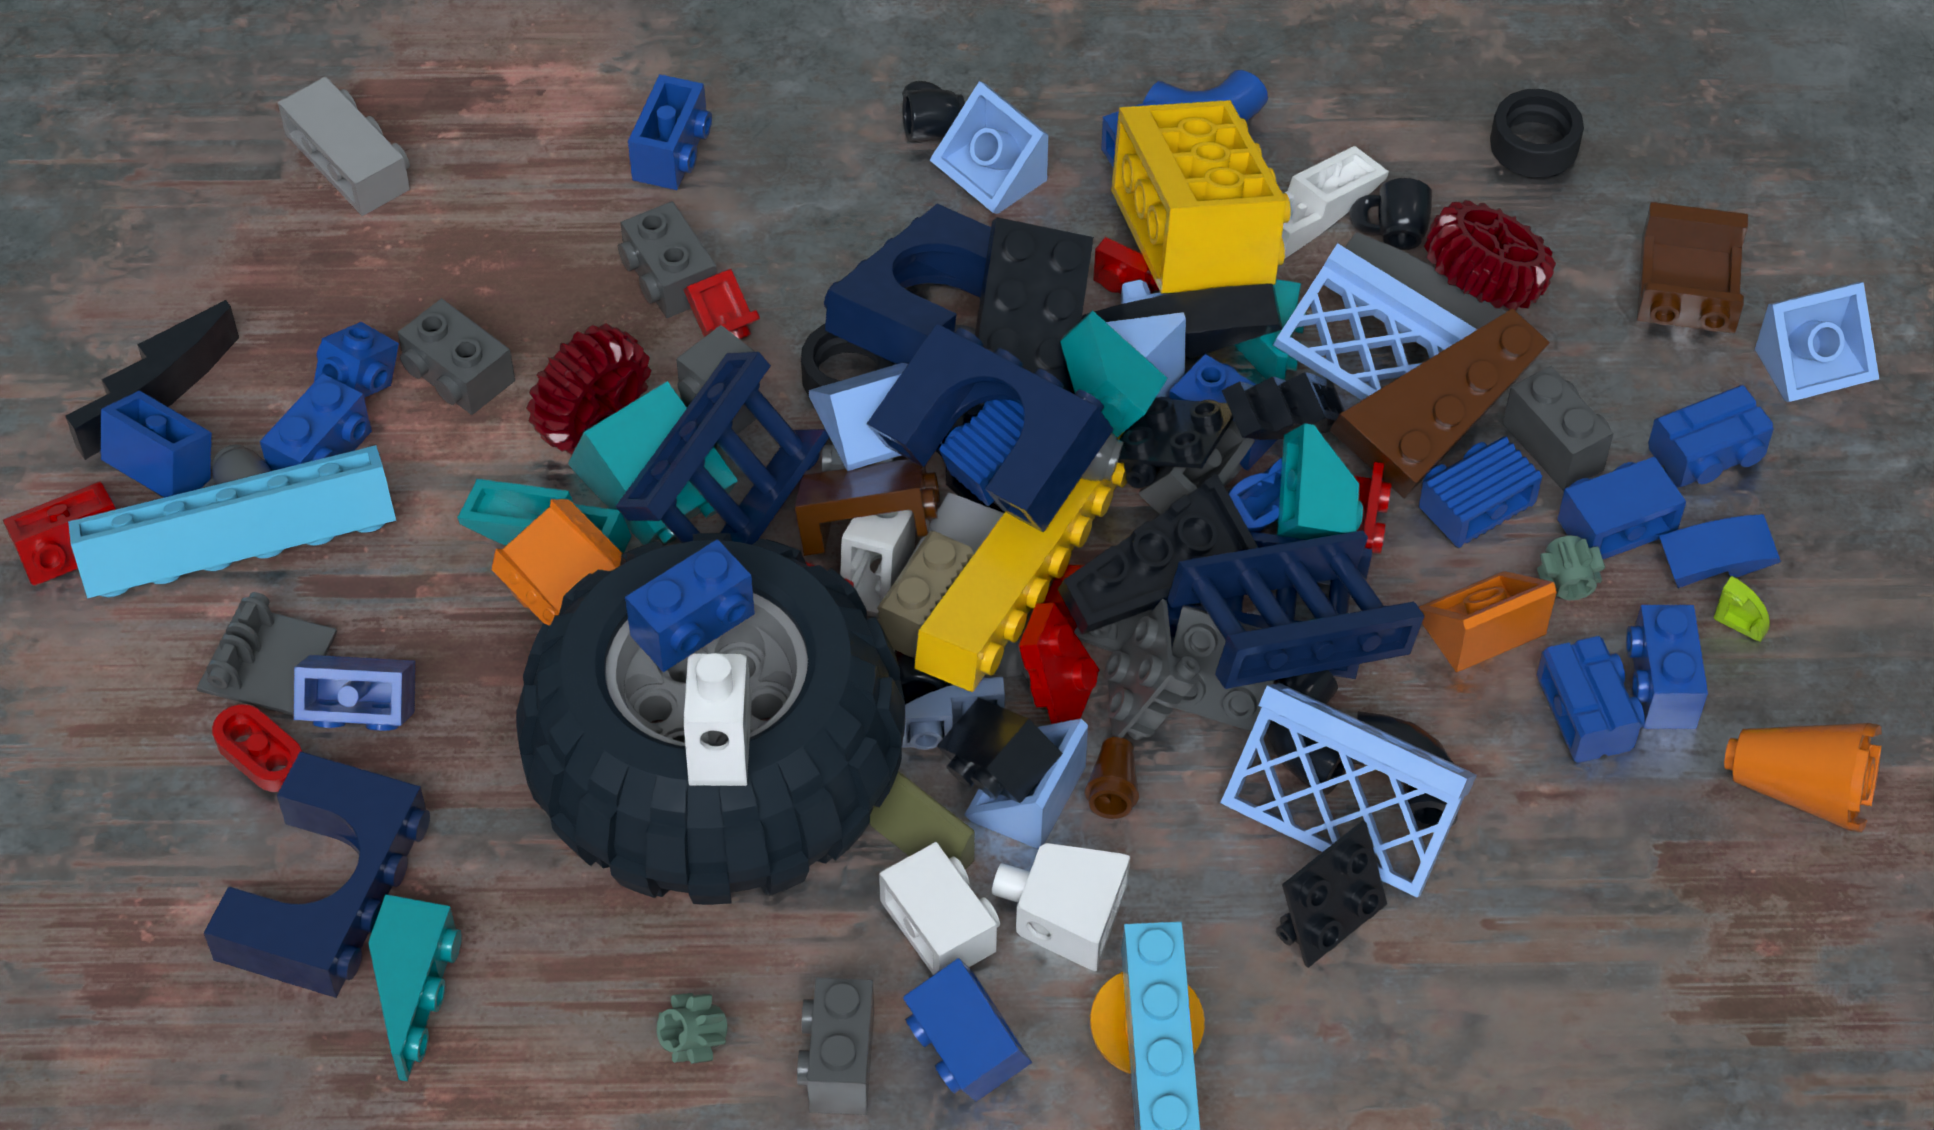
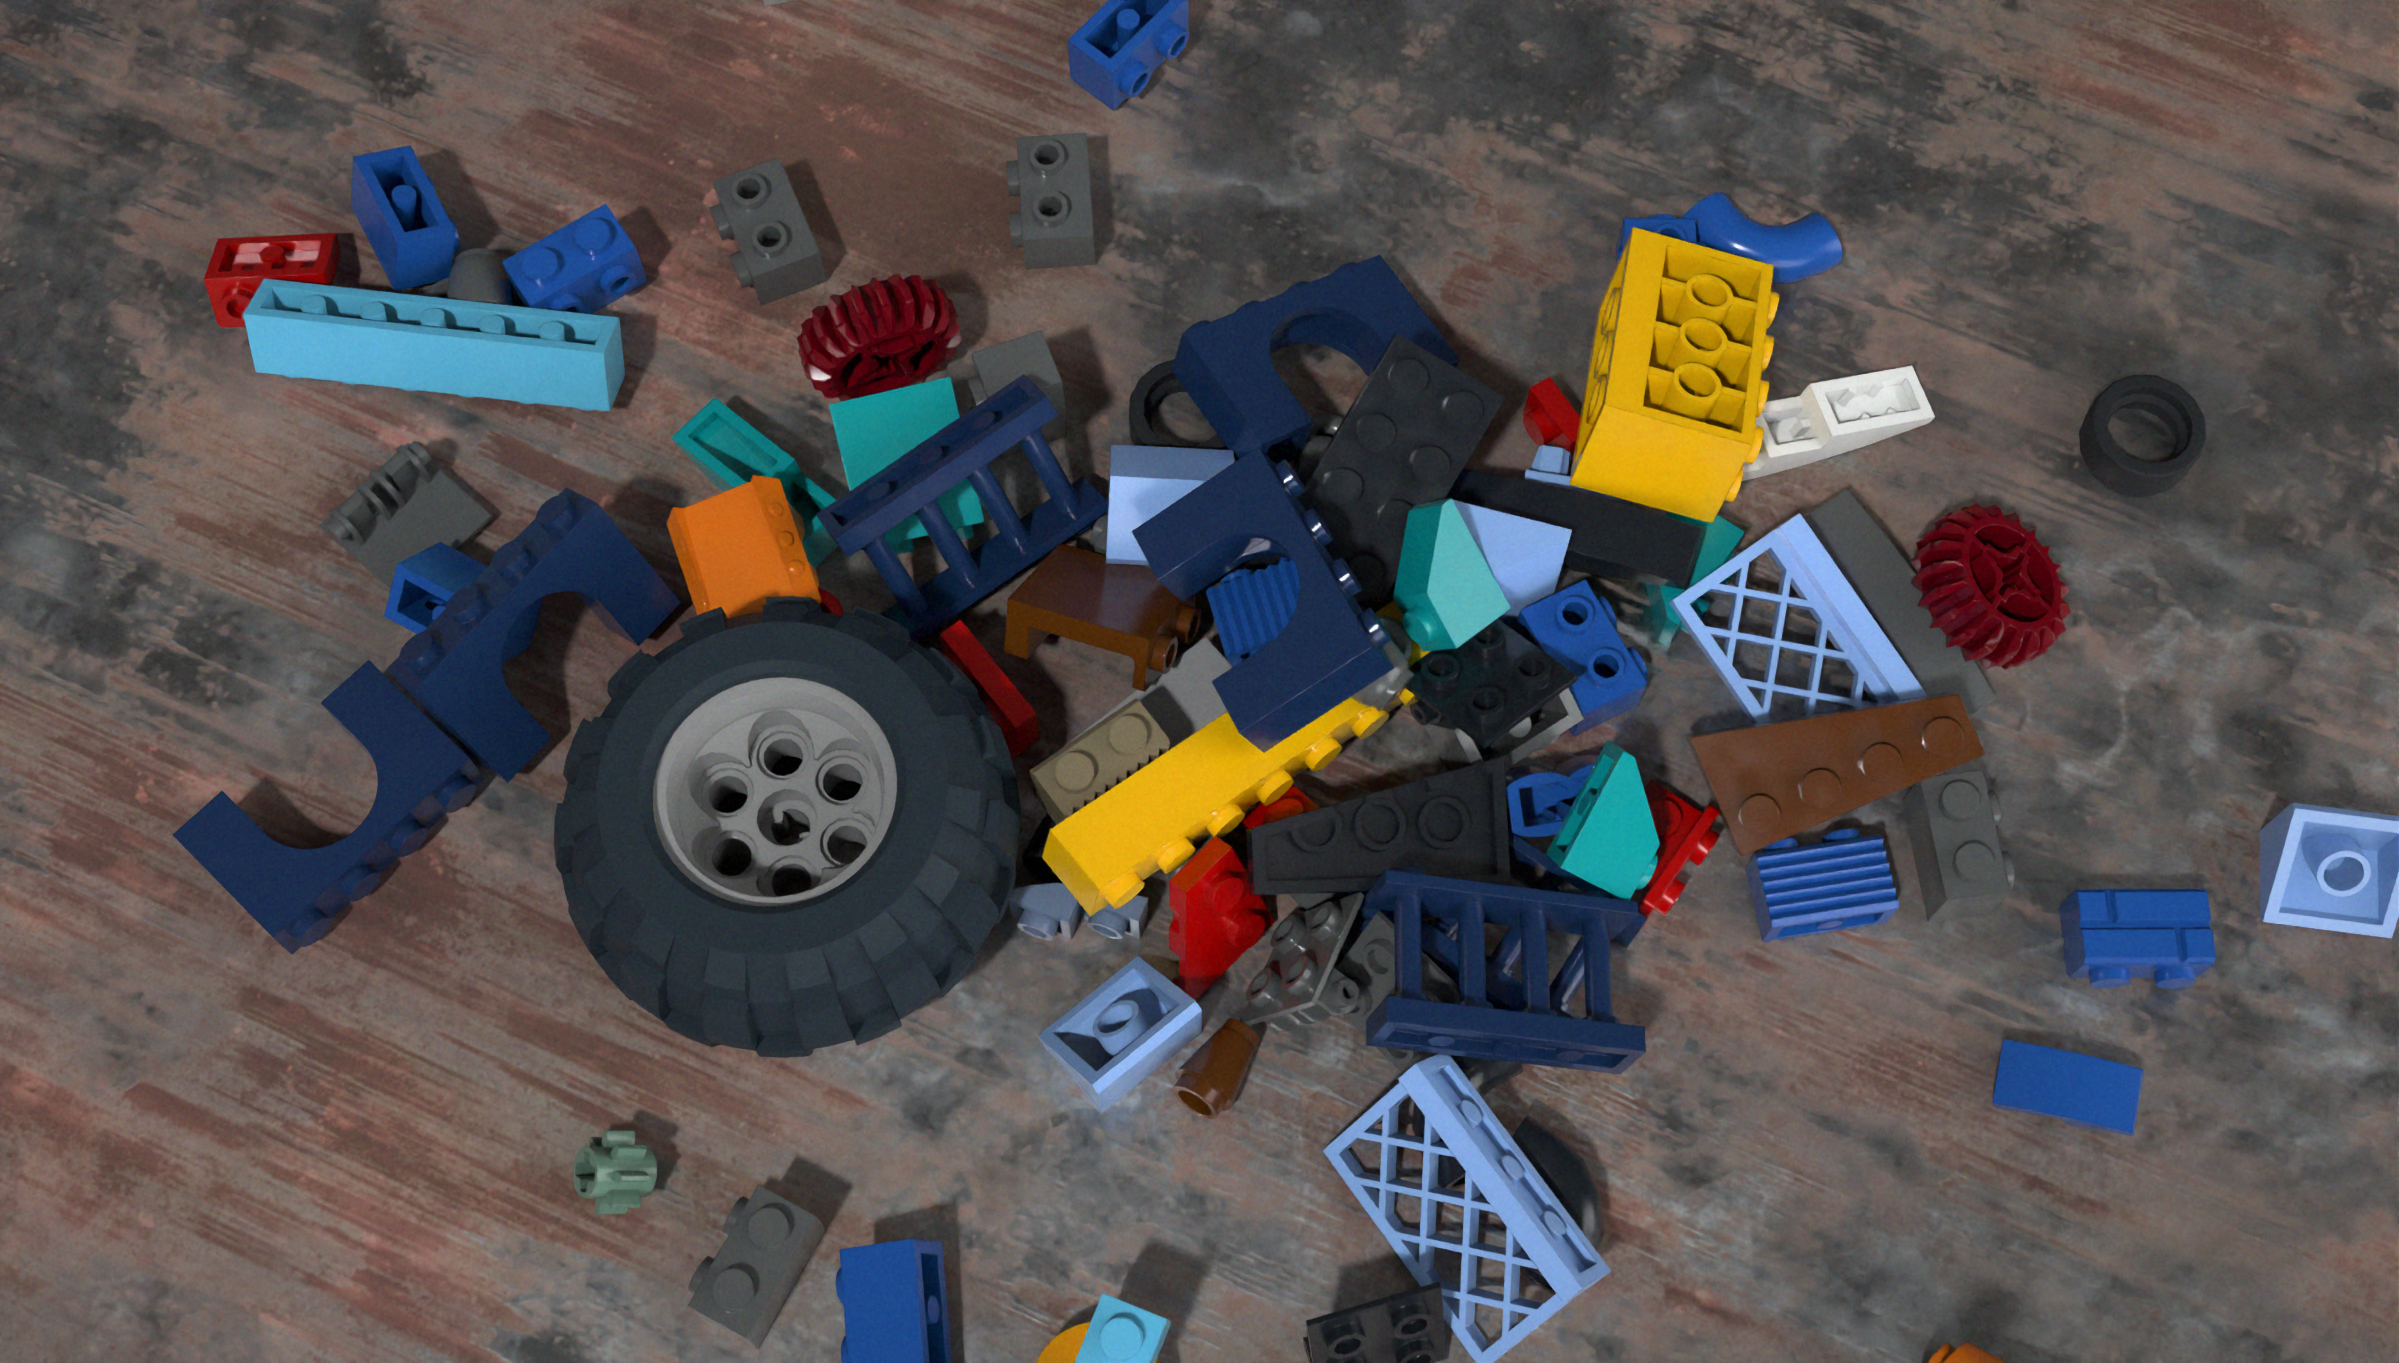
camera: 25 degrees right, 15 degrees up
(167, 370) = (466, 123): black slope -> none
(261, 752) = (342, 632): red plate -> none
(358, 358) = (657, 197): blue brick -> none
(385, 709) = (458, 657): none -> dark blue arch
(409, 959) = (361, 967): teal slope -> none
(690, 605) = (772, 723): blue brick -> none
(717, 700) = (730, 882): white torso -> none
(720, 302) = (1081, 288): red bracket -> none
(871, 538) = (1079, 687): white torso -> none
(917, 820) = (980, 1042): olive slope -> none
(929, 110) = (1443, 122): black piece -> none
(938, 909) = (939, 1154): white brick -> none
(993, 150) = (1482, 207): light blue slope -> none
(998, 751) = (1092, 994): black brick -> none
(1067, 899) = (1089, 1198): white torso -> none
(1280, 405) = (1631, 701): black slope -> none
(1402, 212) = (1920, 480): black piece -> none
(1489, 617) = (1745, 1049): orange slope -> none
(1571, 567) = (1874, 1036): sand green gear -> none
(1590, 698) = (1809, 1215): blue brick -> none
(1622, 507) = (1973, 987): blue brick -> none
(1667, 666) = (1921, 1216): blue brick -> none
(1692, 267) = (2235, 697): reddish brown panel -> none
(1742, 610) = (2053, 1180): lime tile -> none

